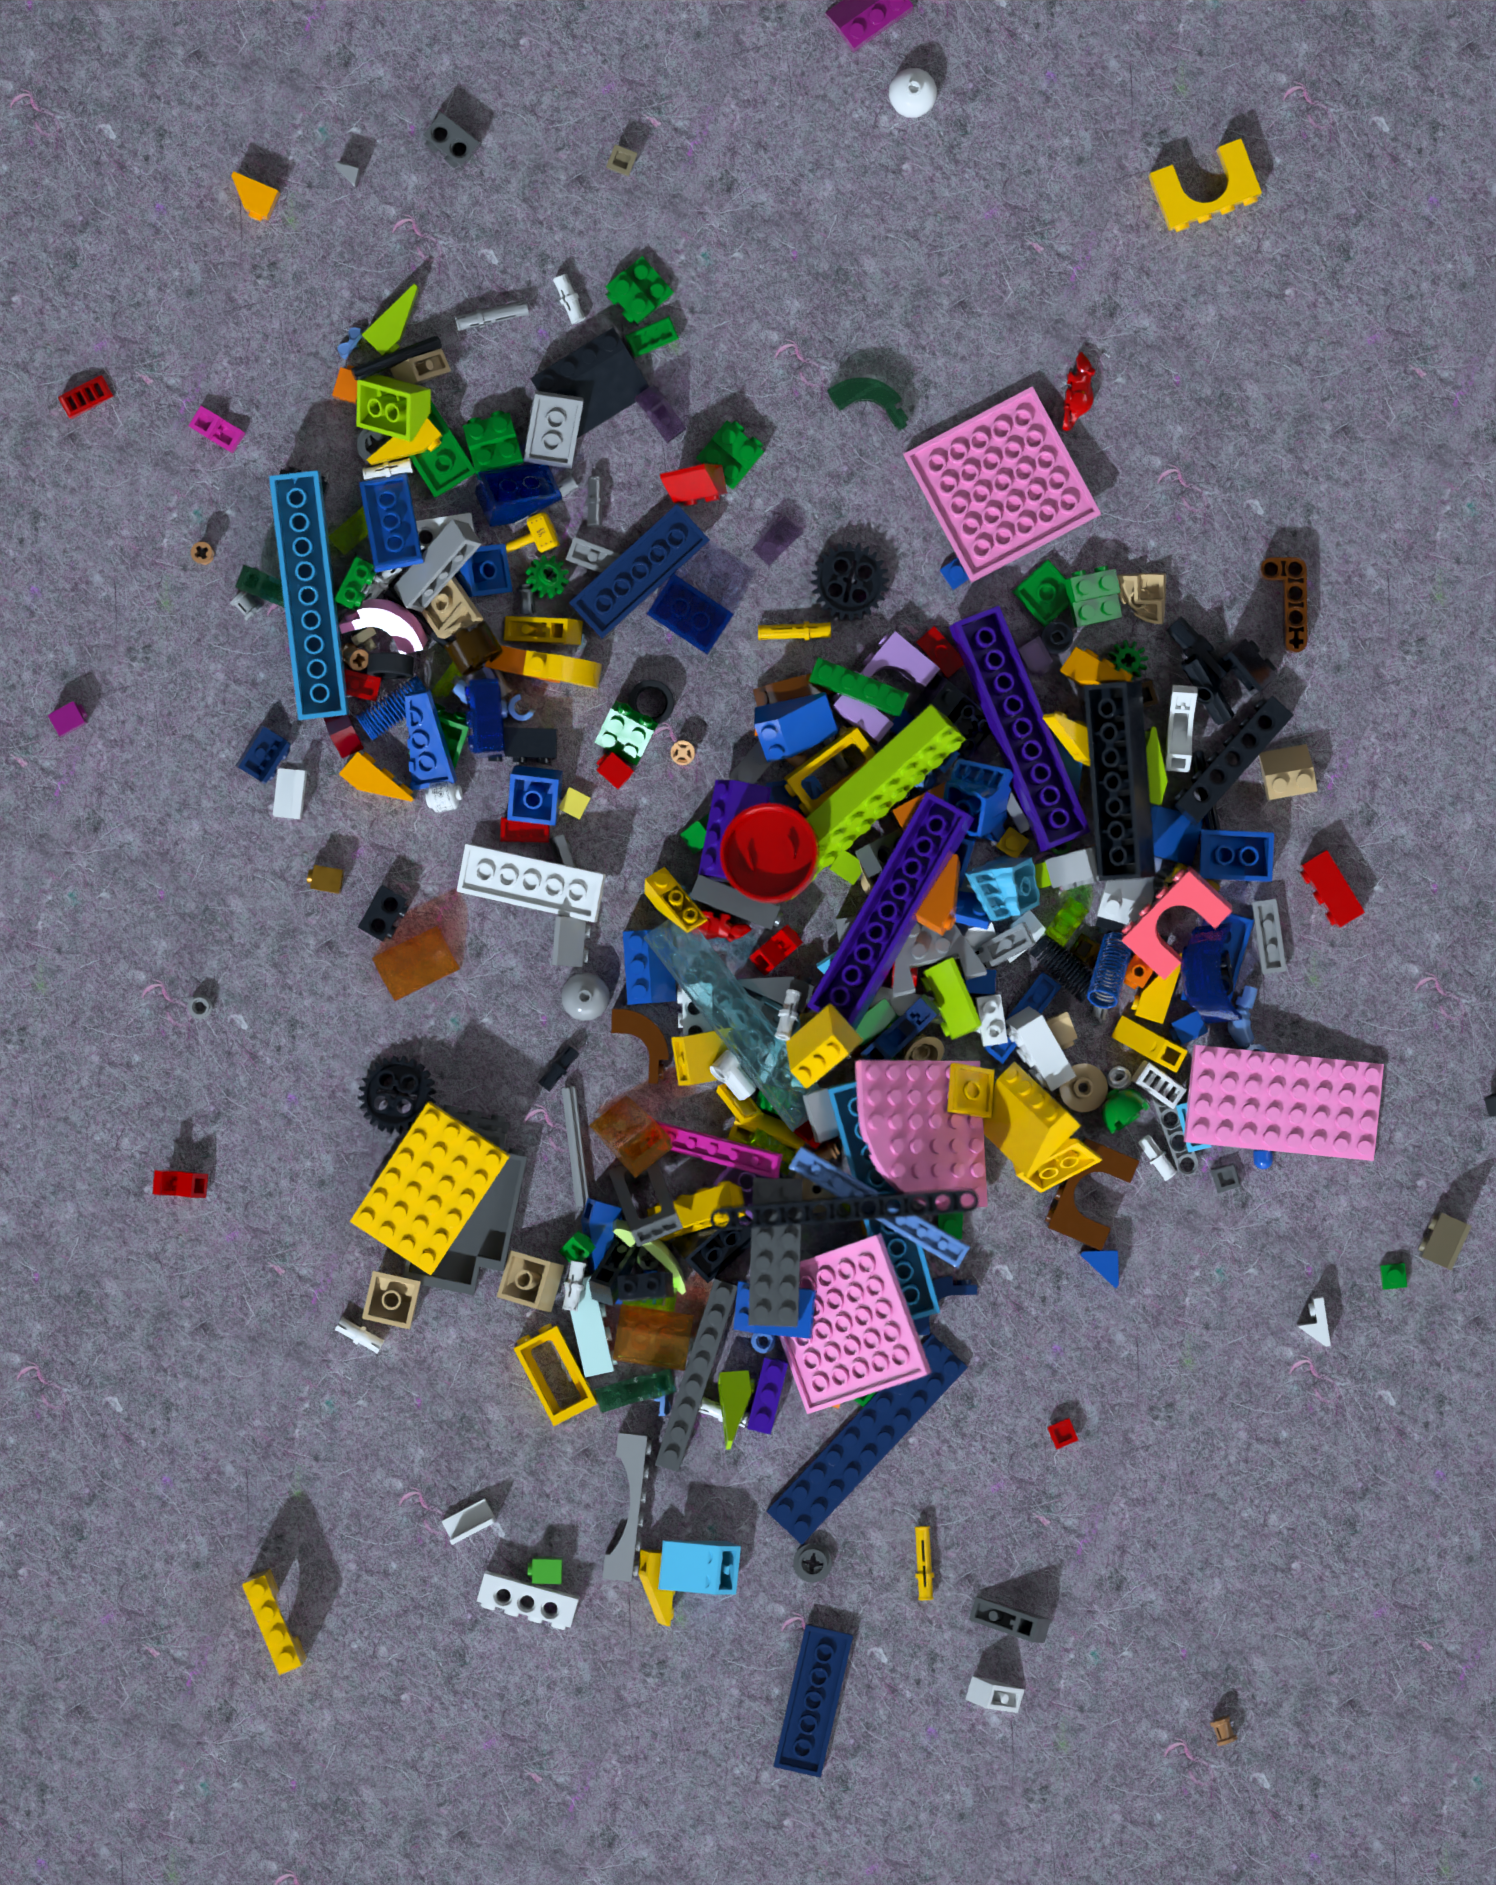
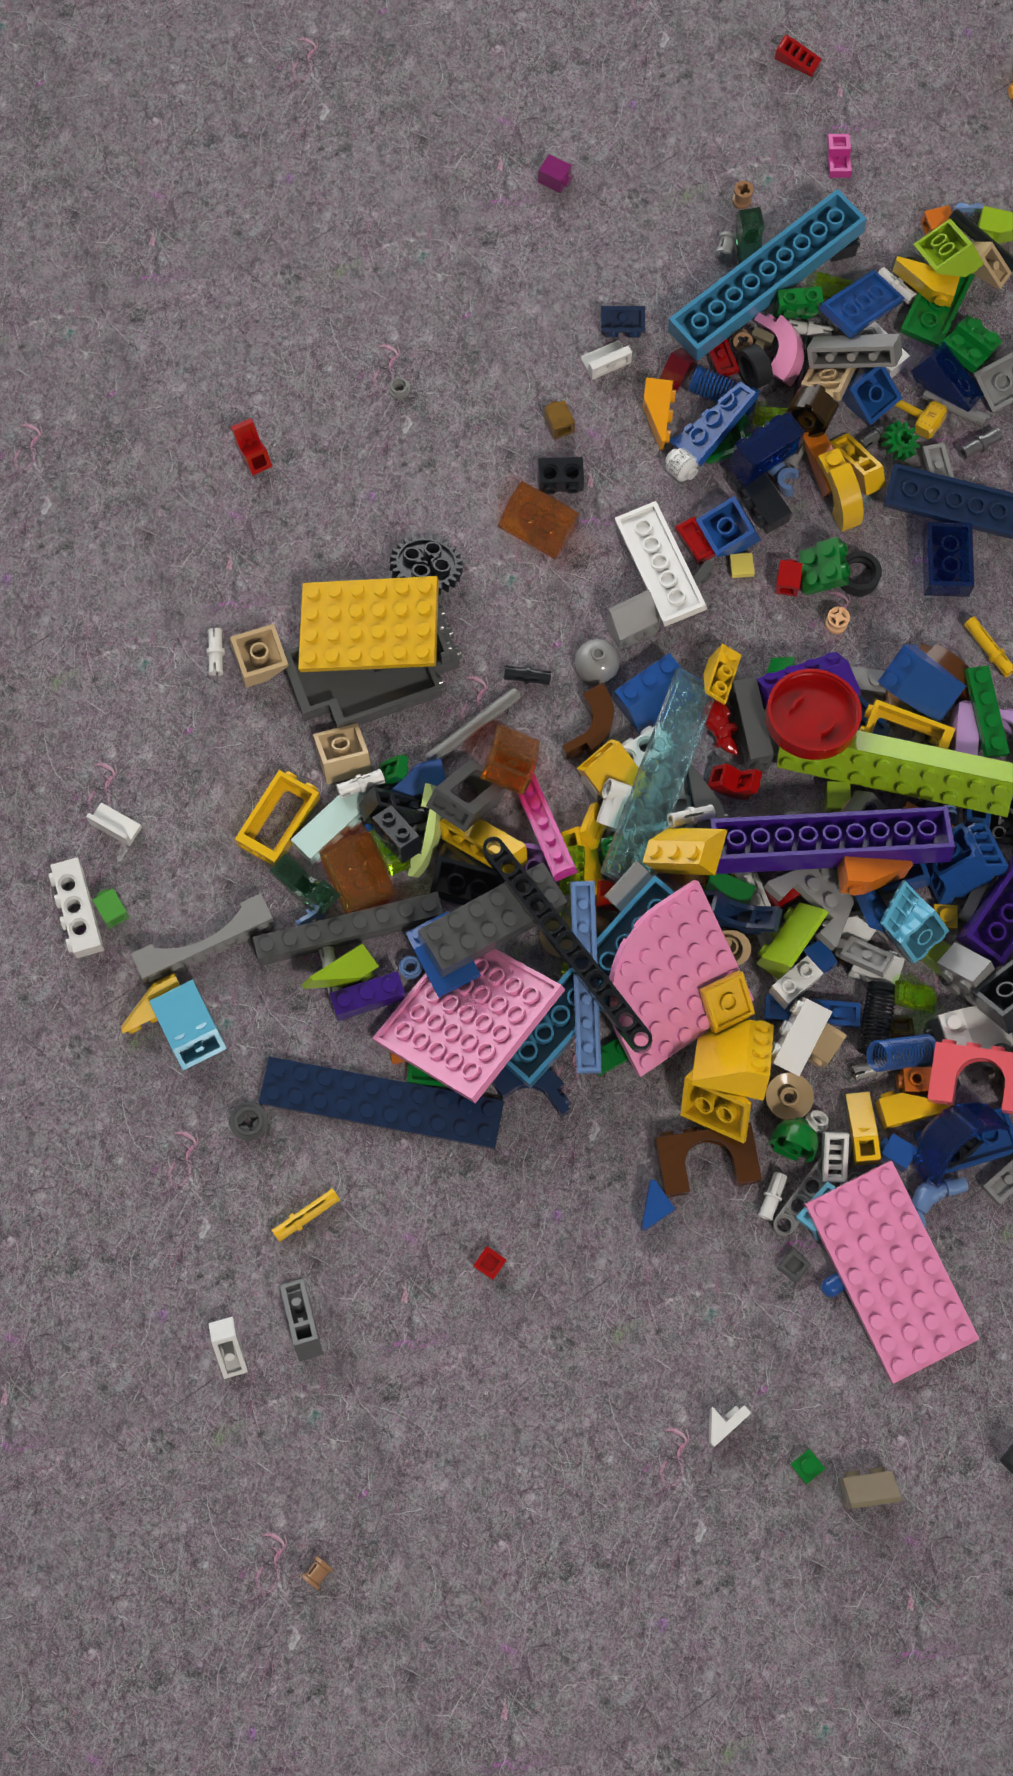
camera: 55 degrees right, 15 degrees down
(813, 1700) = (129, 1194): dark blue plate -> none

